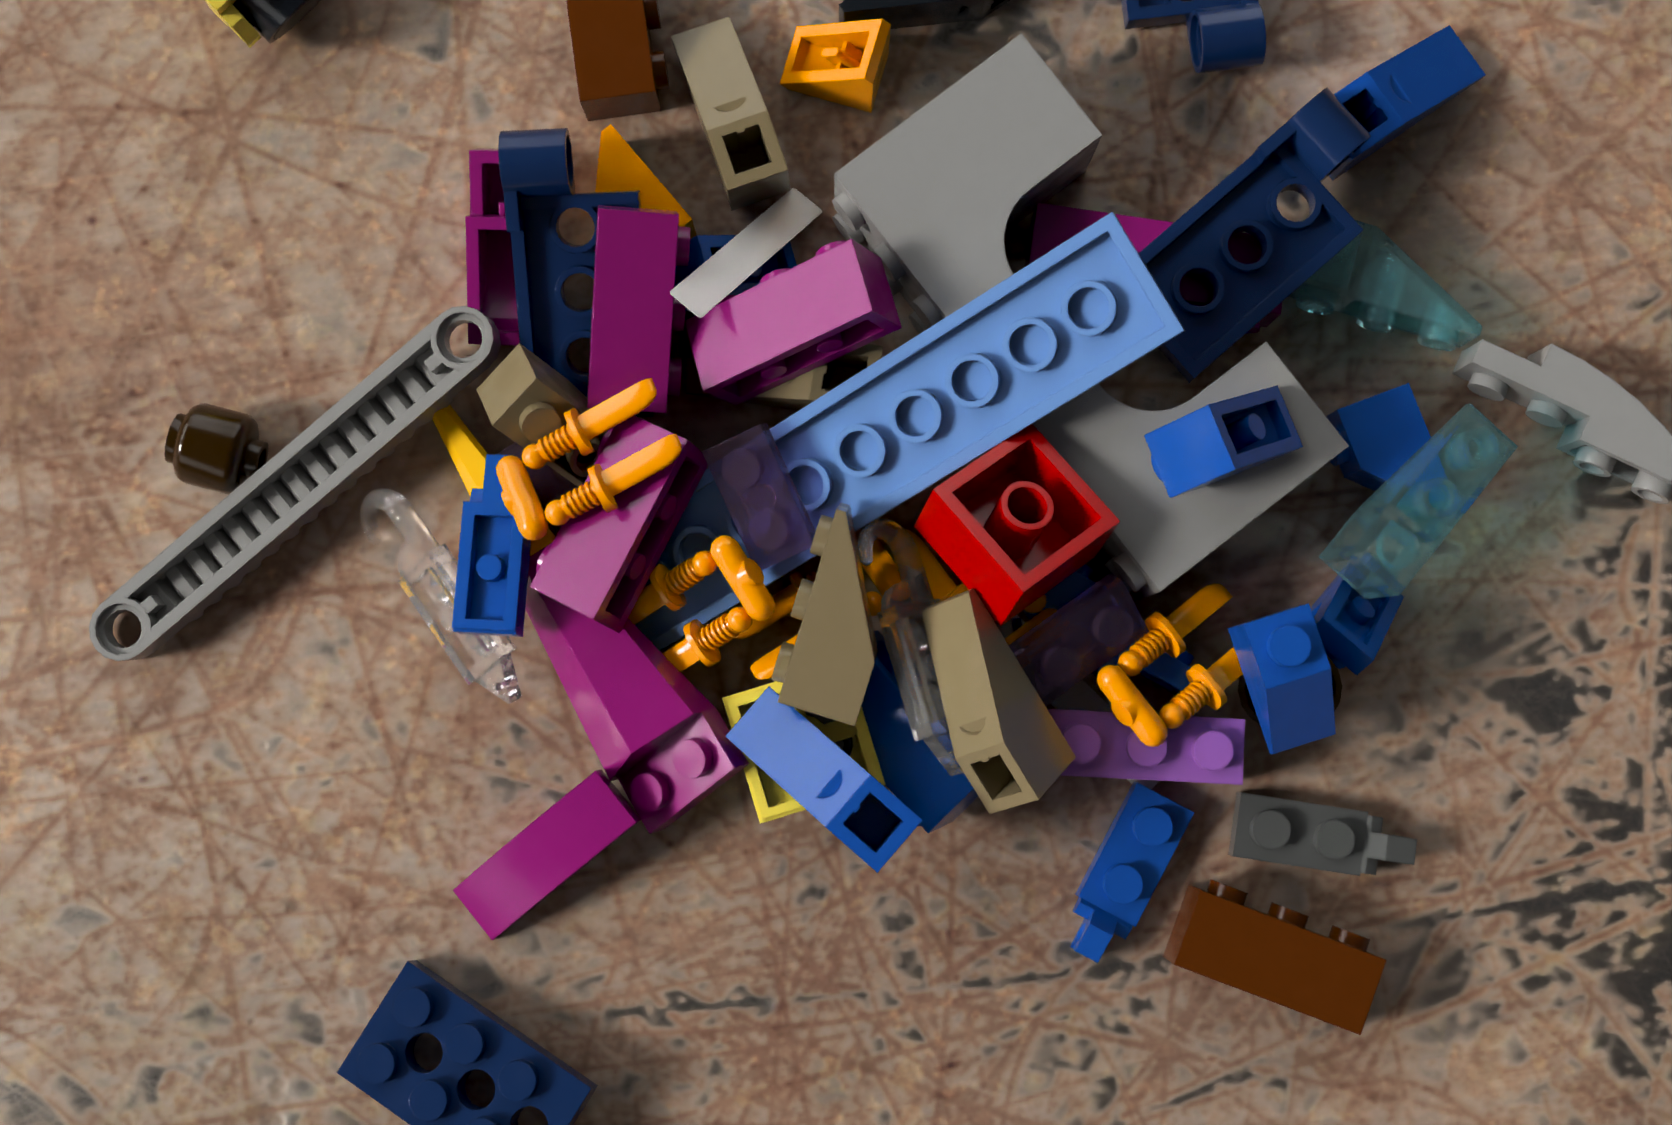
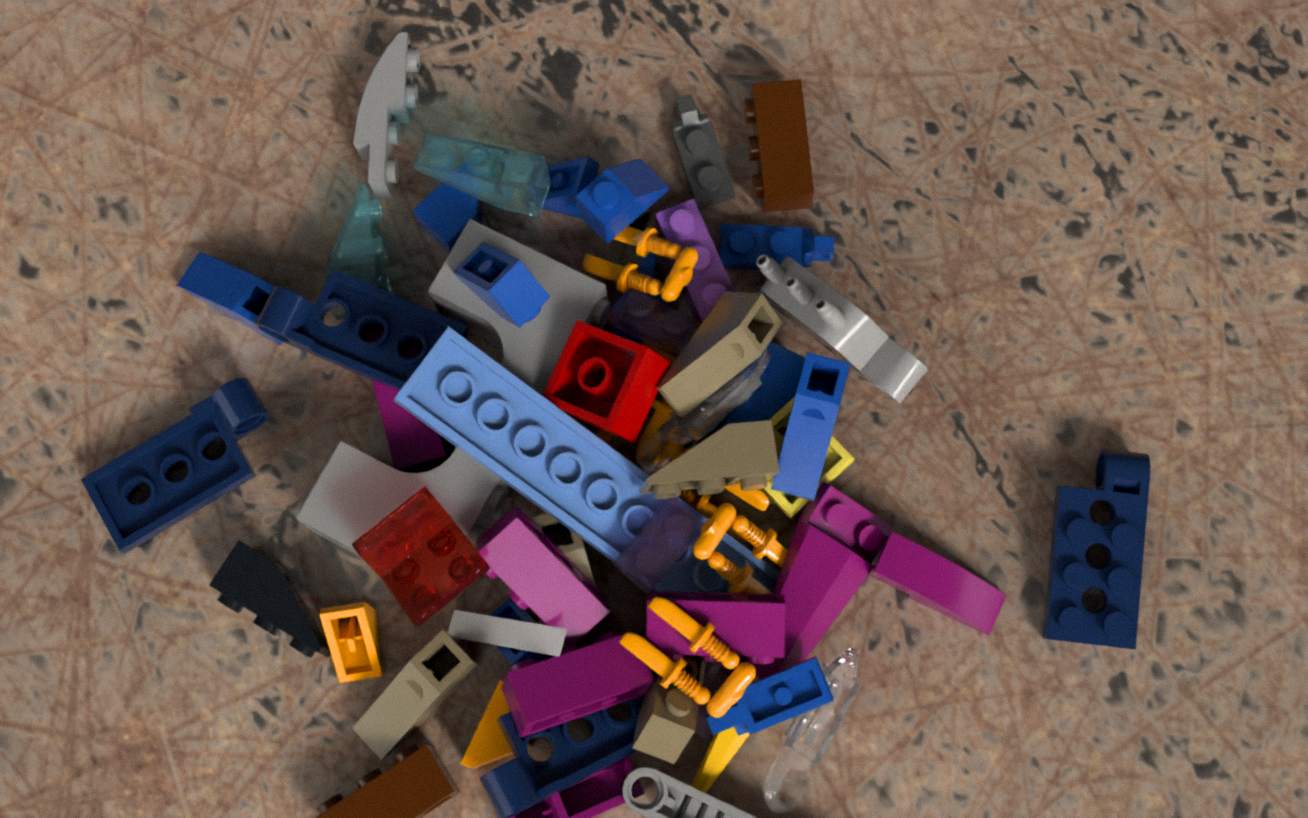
camera: 110 degrees left, 10 degrees down
(879, 166) = (421, 556): none -> clear red bracket
(946, 887) = (840, 327): none -> light grey piece

